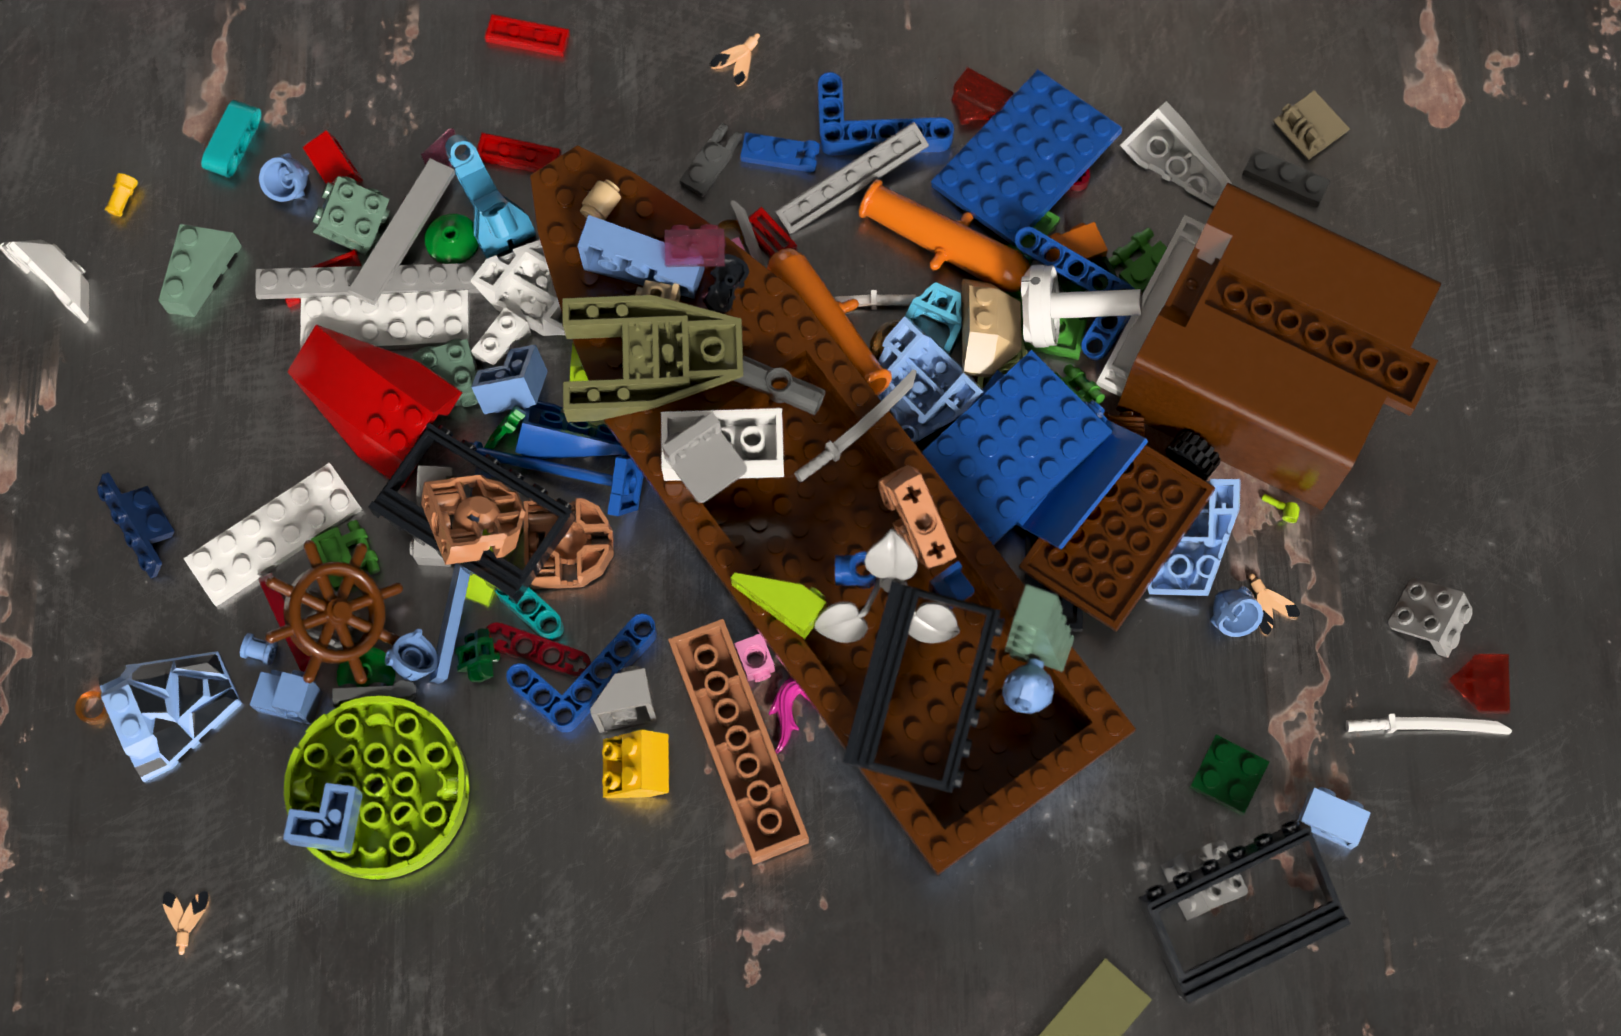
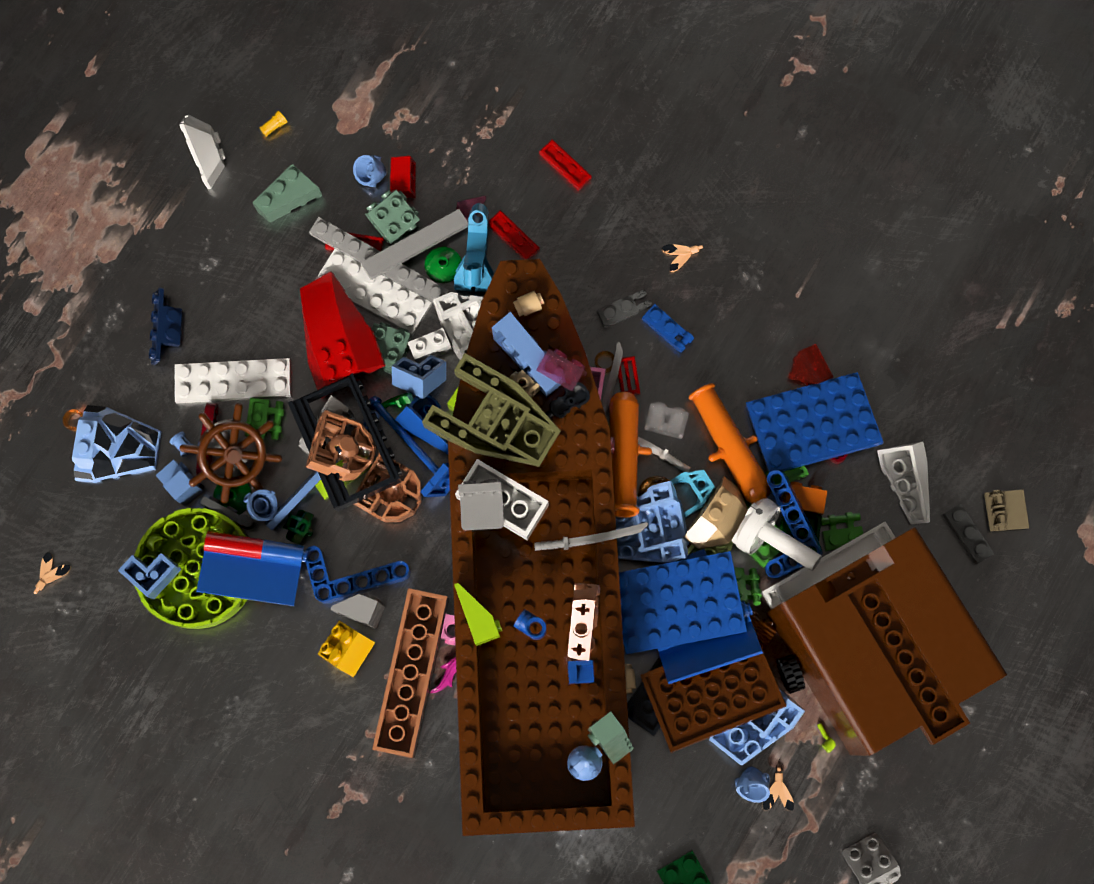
camera: 35 degrees right, 5 degrees up
(231, 138) = (355, 127): teal beam -> none
(452, 736) = (250, 568): none -> blue door
(537, 617) = (349, 524): teal beam -> none
(539, 646) = (335, 544): dark red beam -> none
(796, 393) = (567, 494): dark grey piece -> none
(840, 267) = (656, 420): none -> clear brick
(852, 178) = (698, 372): light grey tile -> none
(870, 129) = (732, 349): blue beam -> none
(882, 678) = (501, 702): black window -> none
(890, 561) = (550, 642): plant -> none

